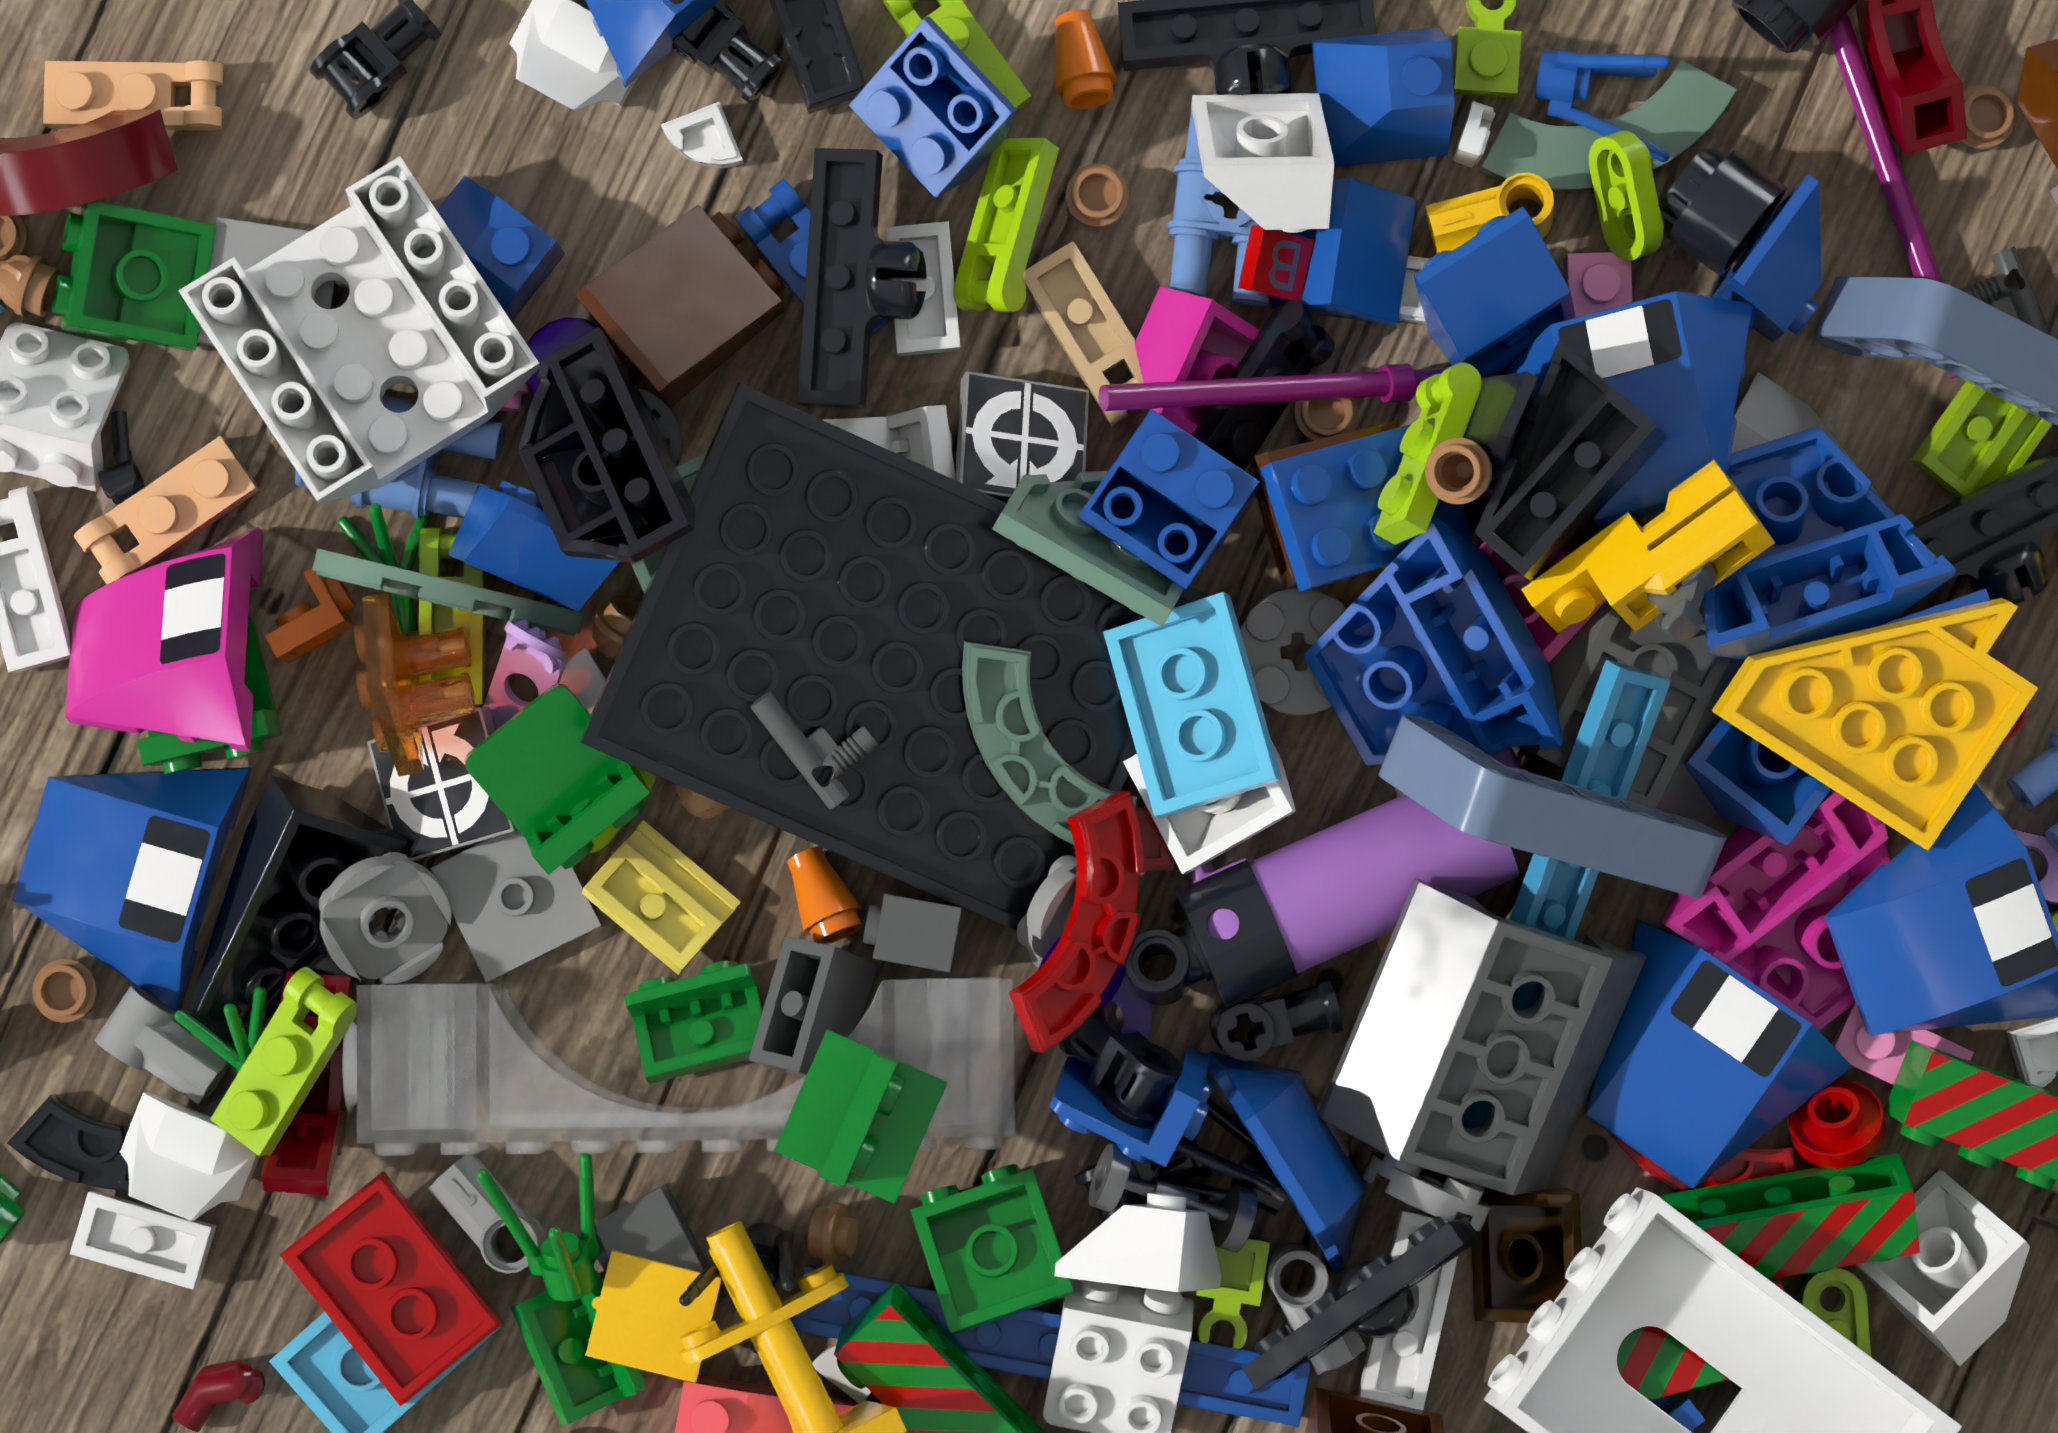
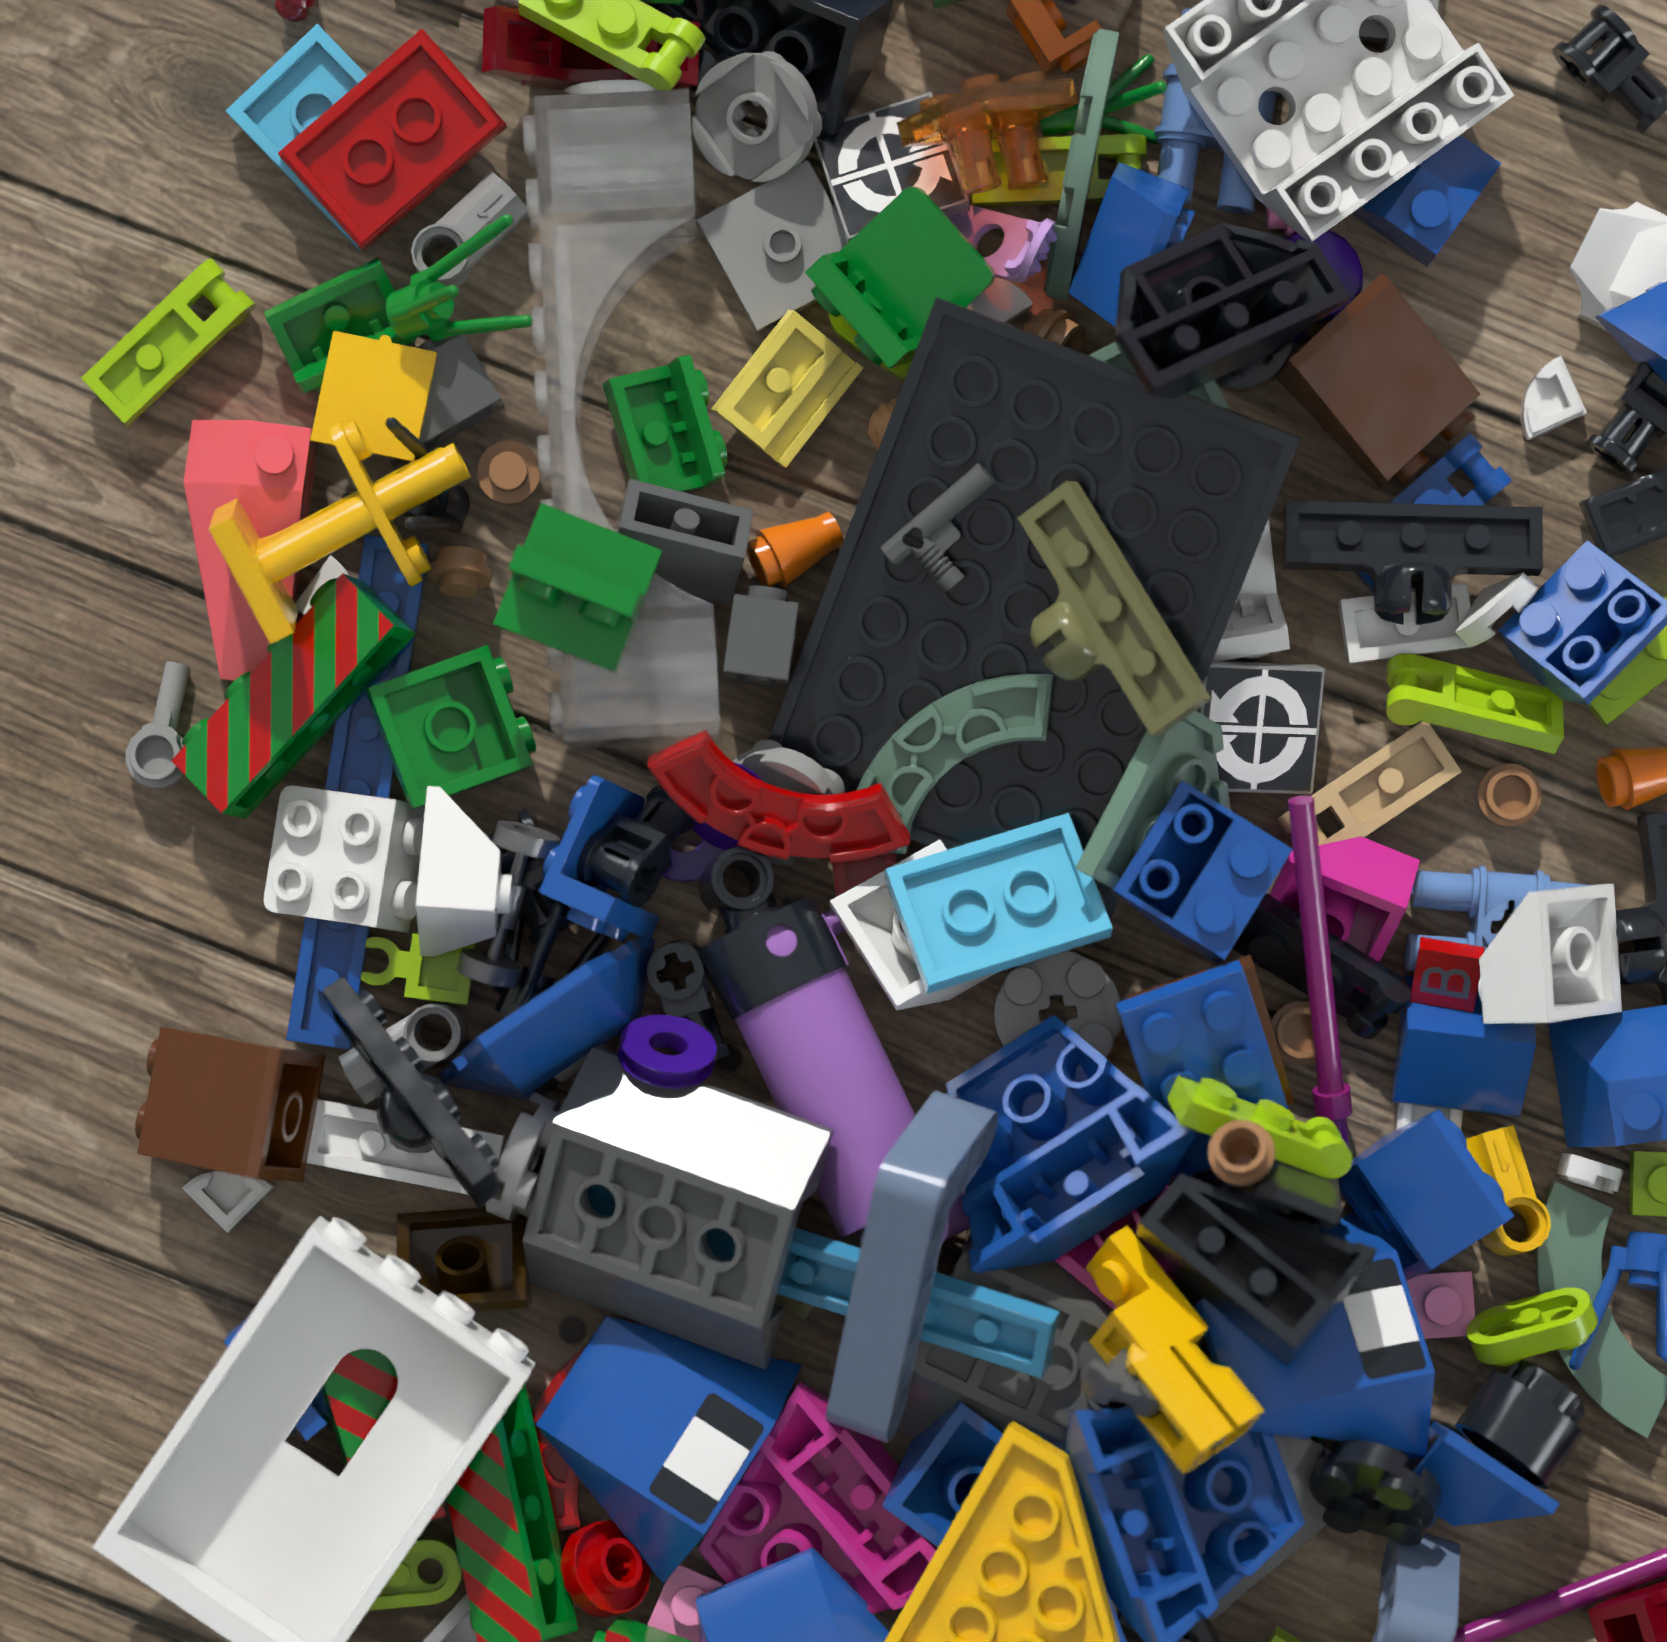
camera: 85 degrees right, 0 degrees up
(734, 1182) = (508, 472): none -> medium nougat plate
(909, 203) = (1493, 603): none -> white tile
(909, 584) = (1106, 614): none -> olive plate
(1348, 1049) = (661, 1070): none -> dark purple piece
(1787, 356) = (1372, 1491): none -> black plate

